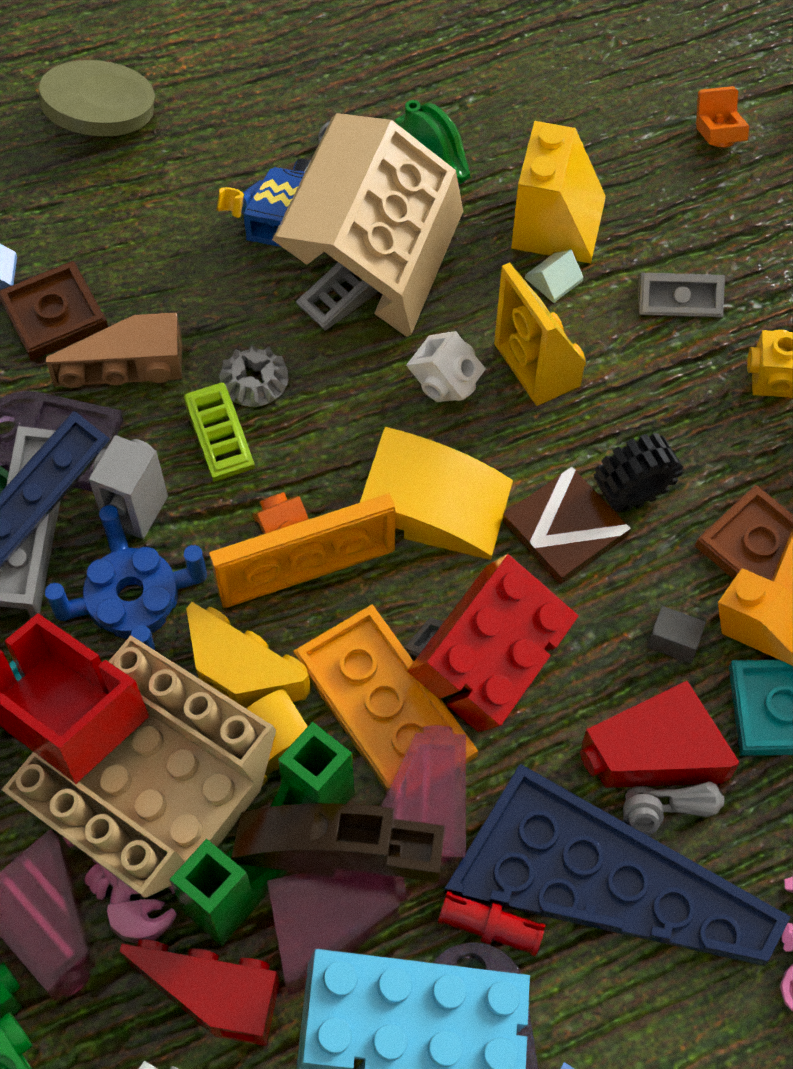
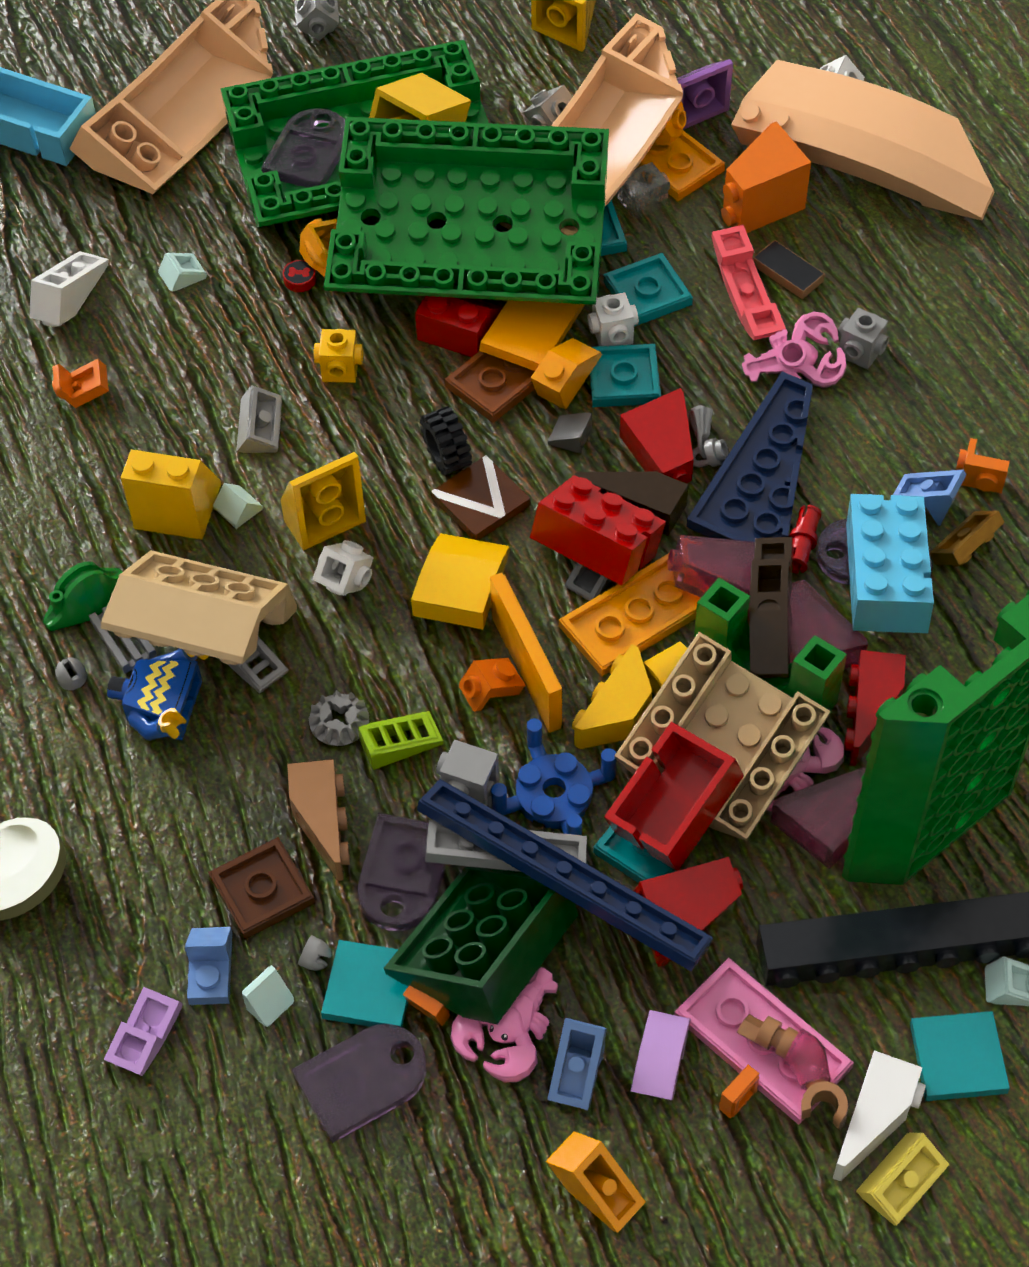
camera: 90 degrees left, 5 degrees down
(559, 713) = (646, 490): none -> dark brown slope

